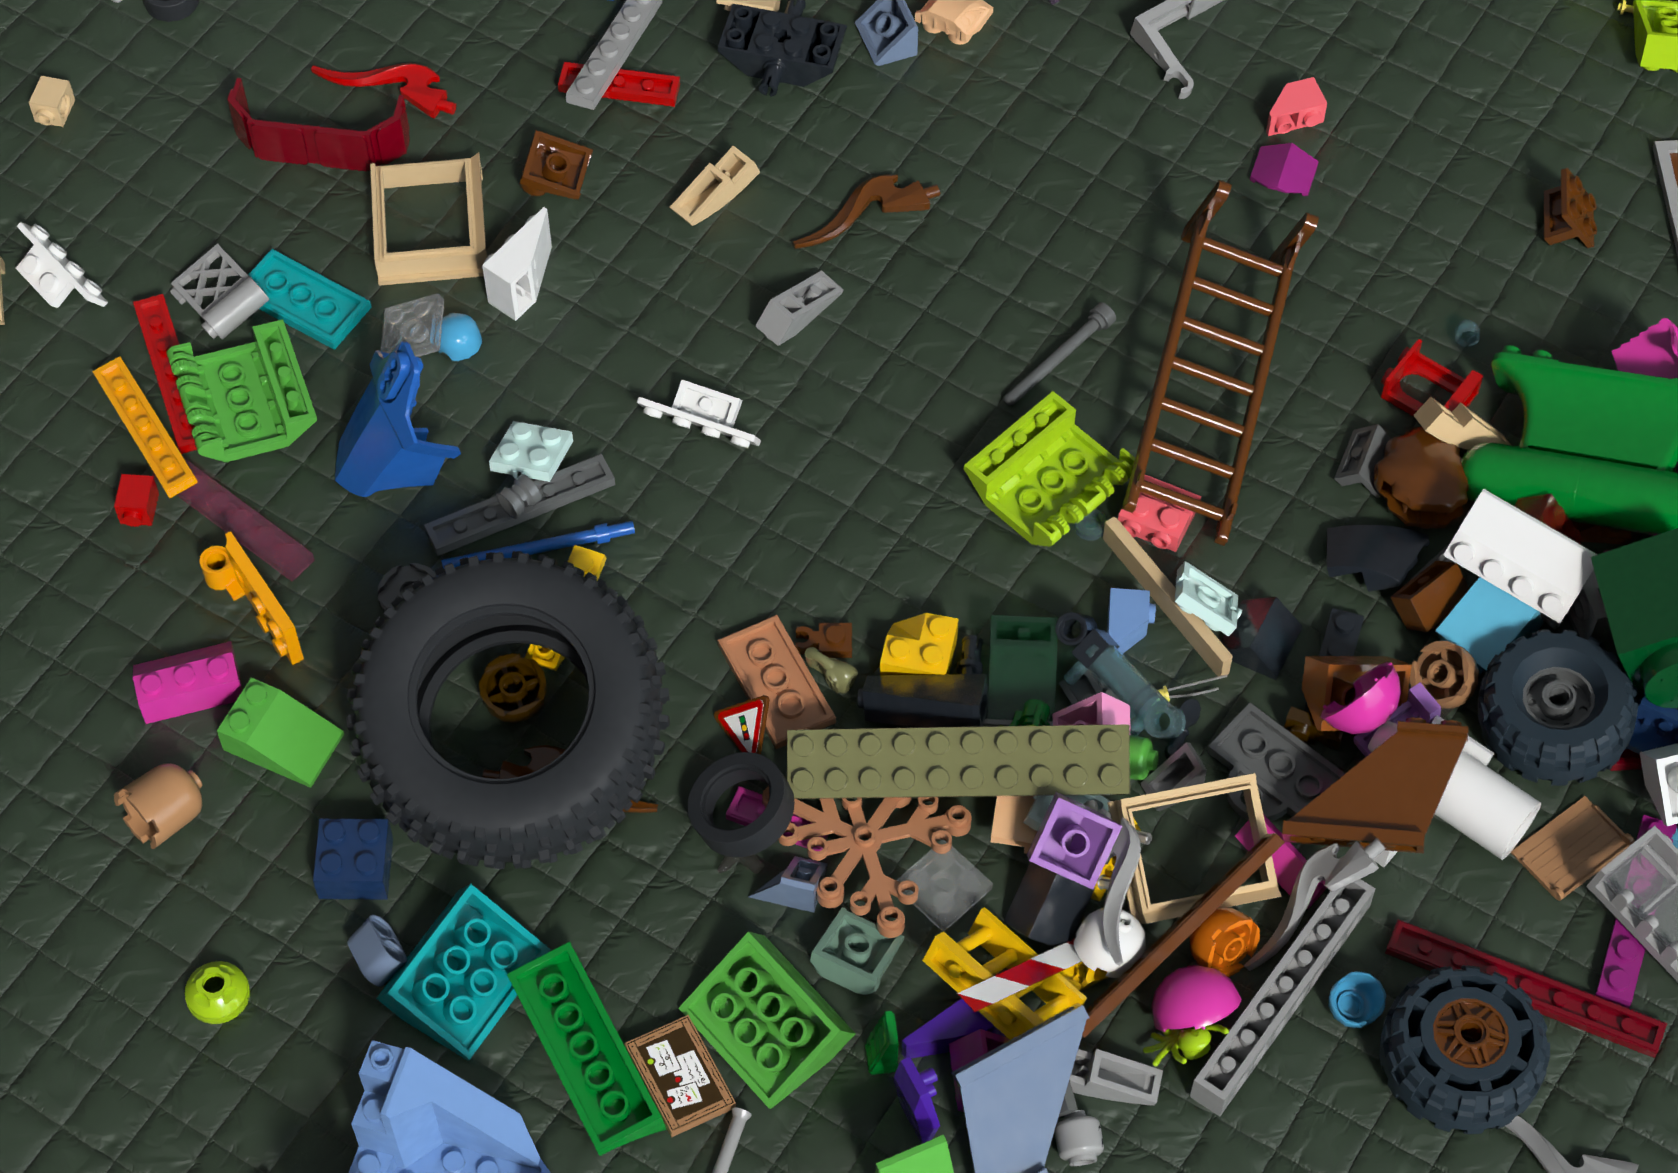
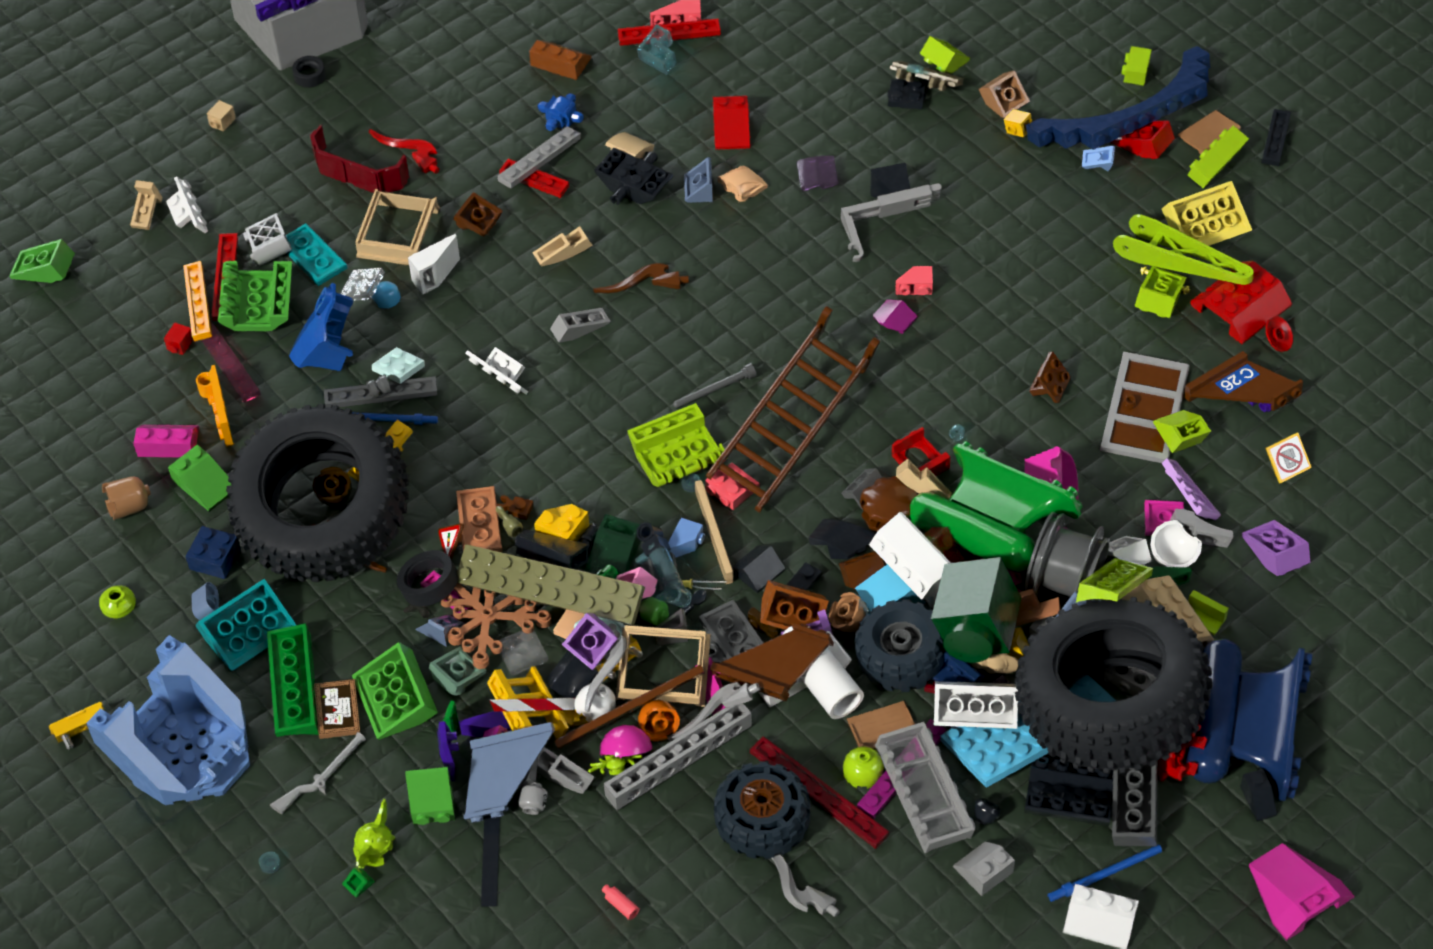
camera: 20 degrees right, 5 degrees down
(1206, 599) = (732, 537): light aqua plate -> none
(1357, 999) = (716, 769): dark azure hair -> none
(1374, 702) = (785, 612): dark pink cylinder -> none
(1577, 926) = (863, 767): none -> lime cylinder

